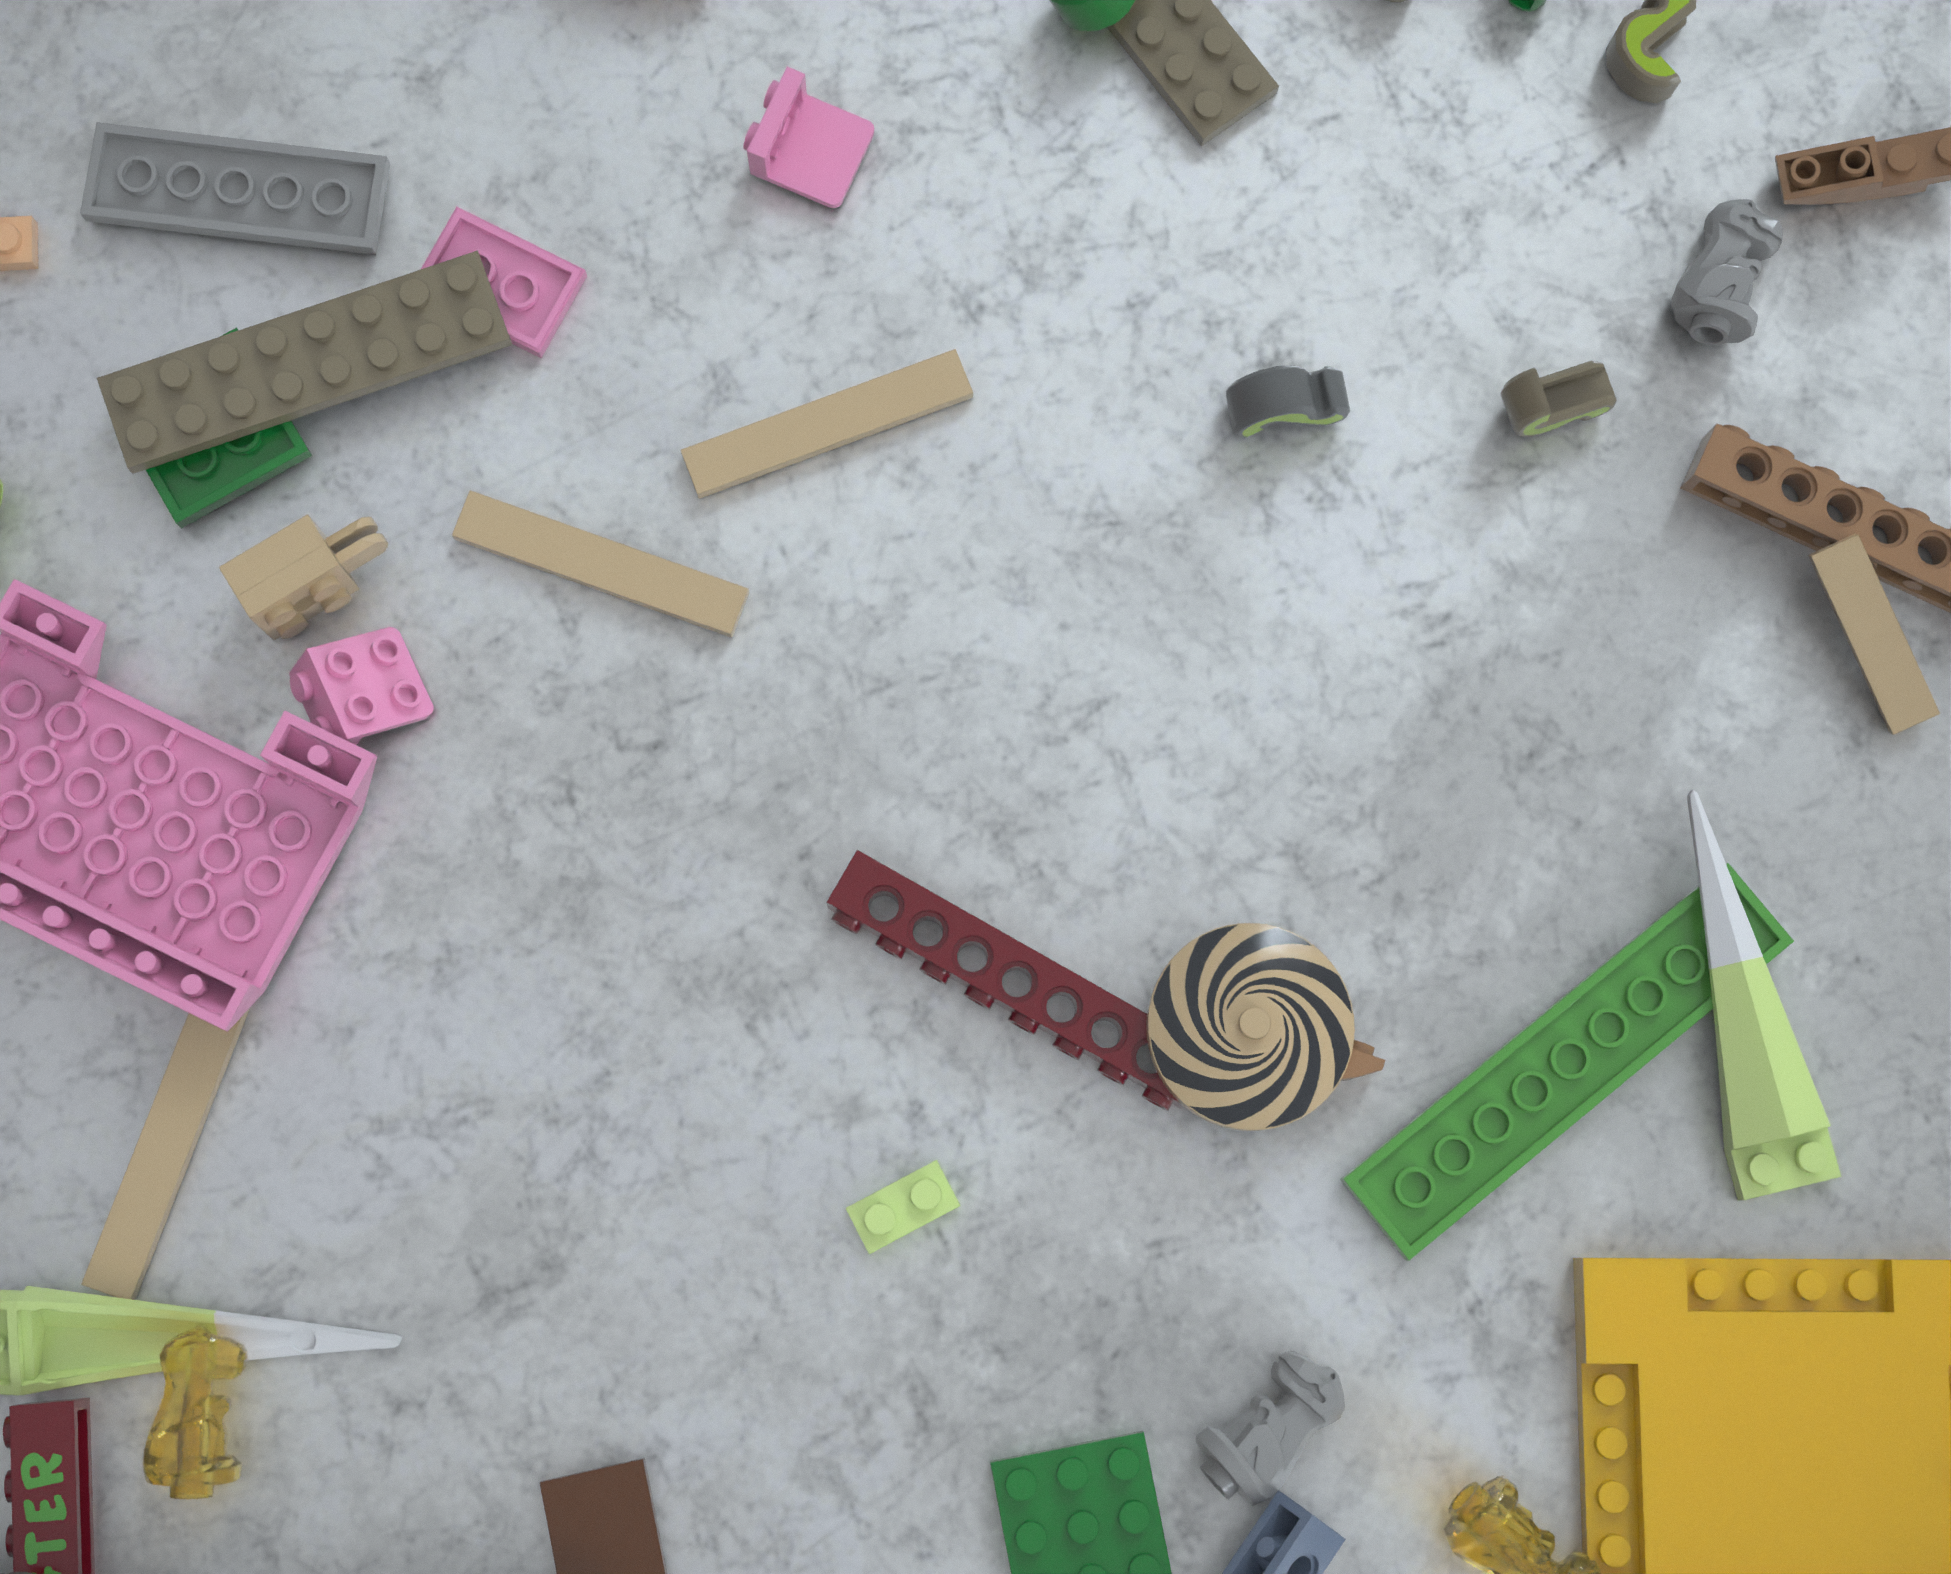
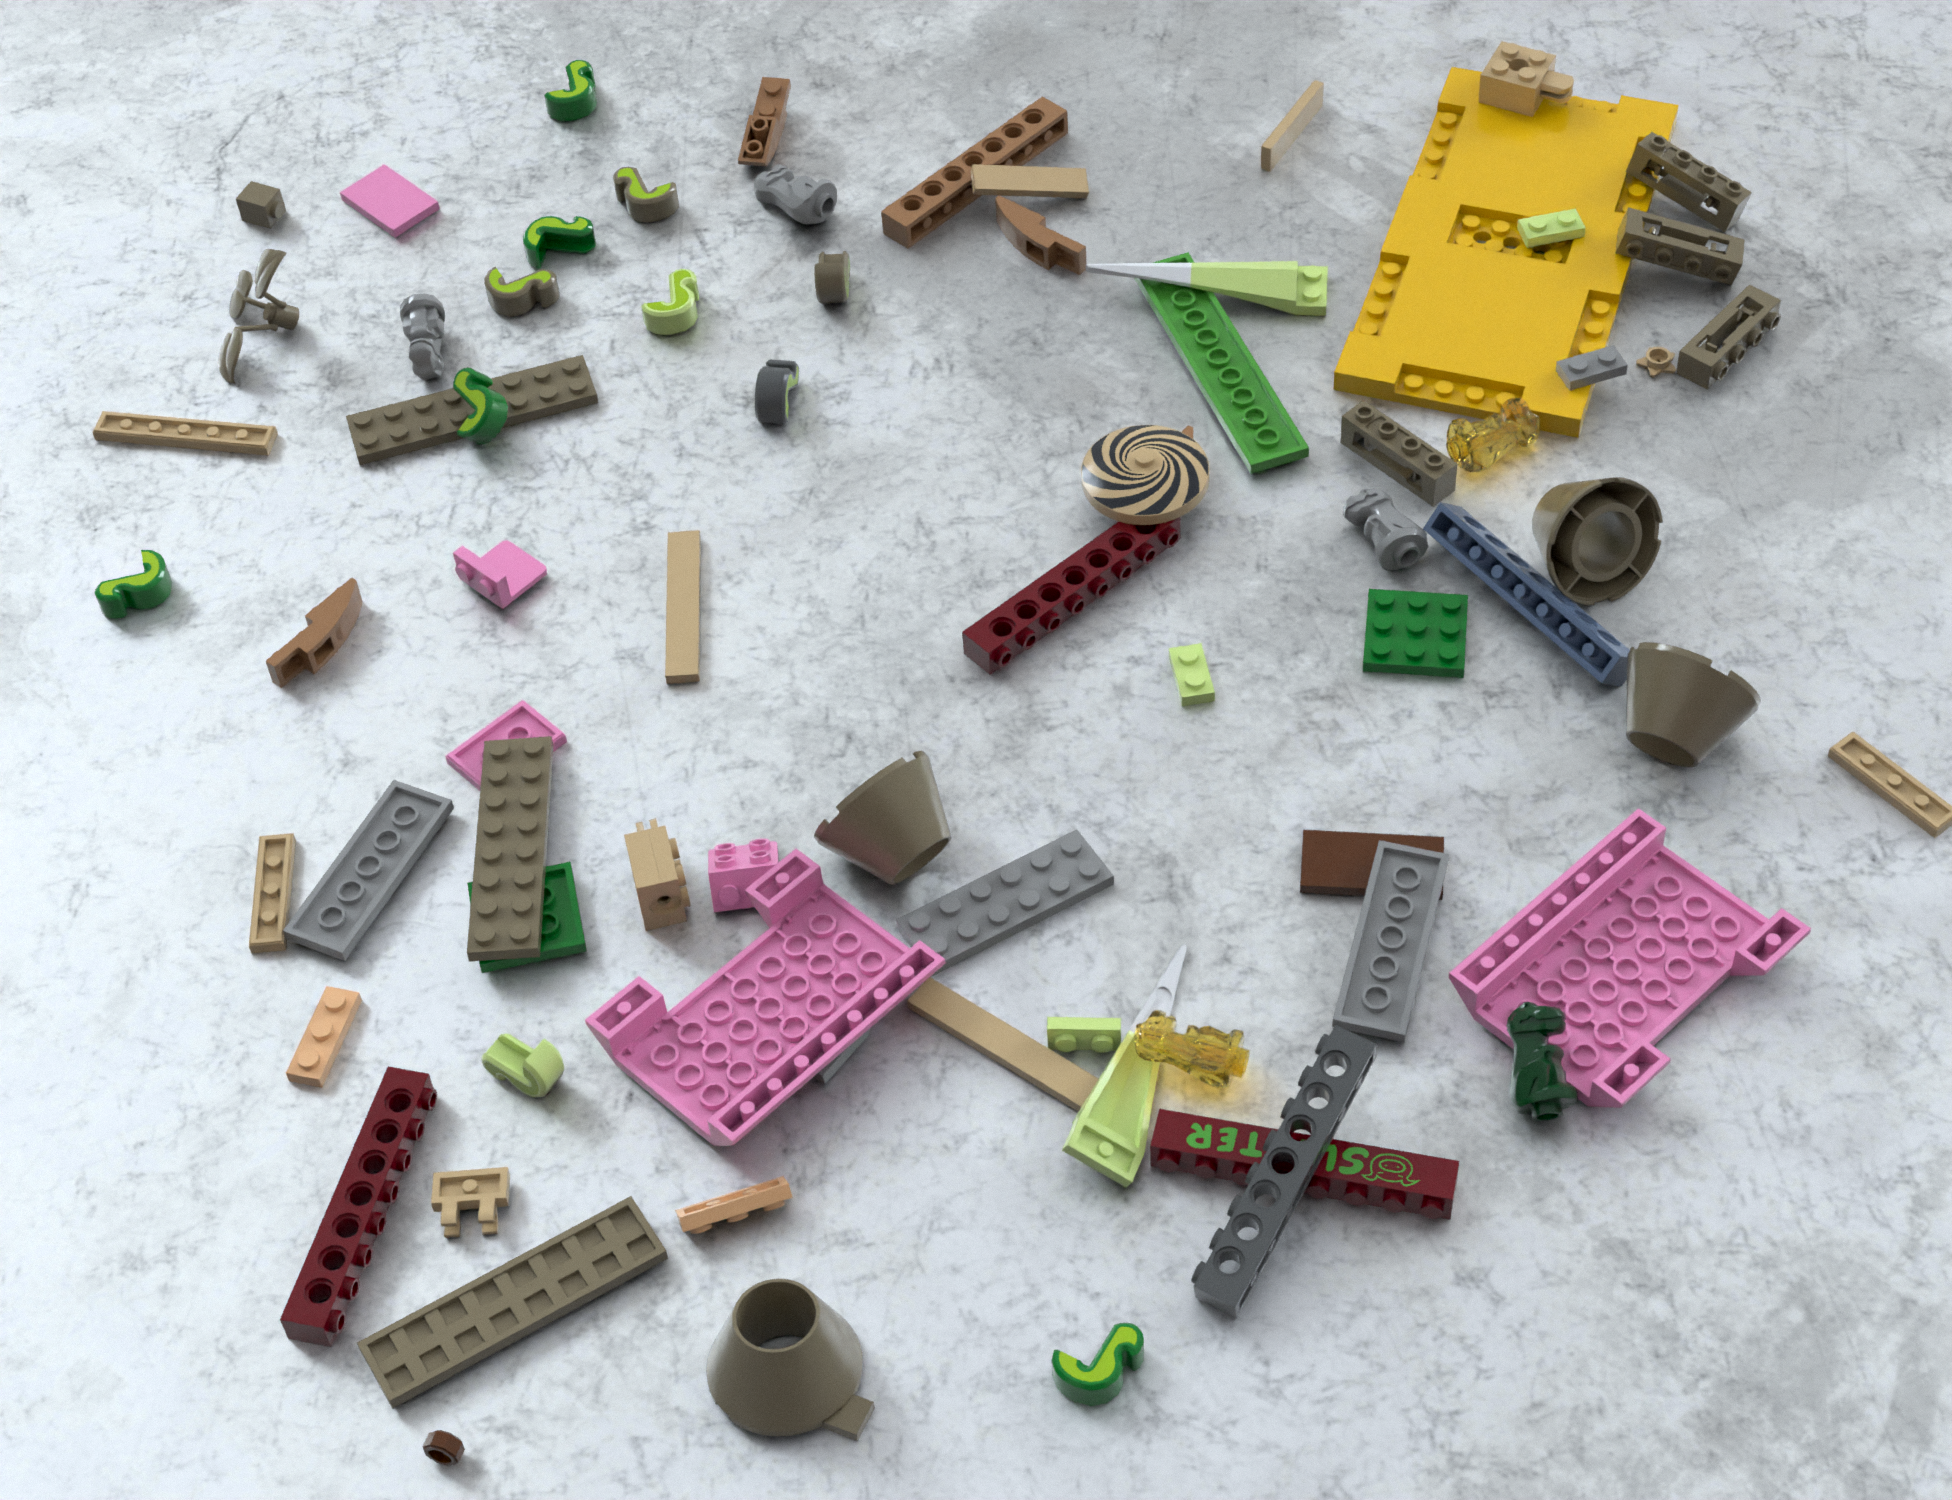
camera: 60 degrees left, 30 degrees down
(175, 78) = (272, 893): none -> tan tile
(200, 1272) = (1083, 1033): none -> yellowish green plate
(410, 1067) = (1007, 900): none -> light grey plate
(448, 869) = (890, 821): none -> dark tan cone
(600, 563) = (717, 736): tan tile -> none
(1424, 194) = (680, 312): none -> yellowish green animal
(1440, 1406) = (1399, 453): none -> dark tan brick
(1760, 669) = (1029, 235): none -> medium nougat slope

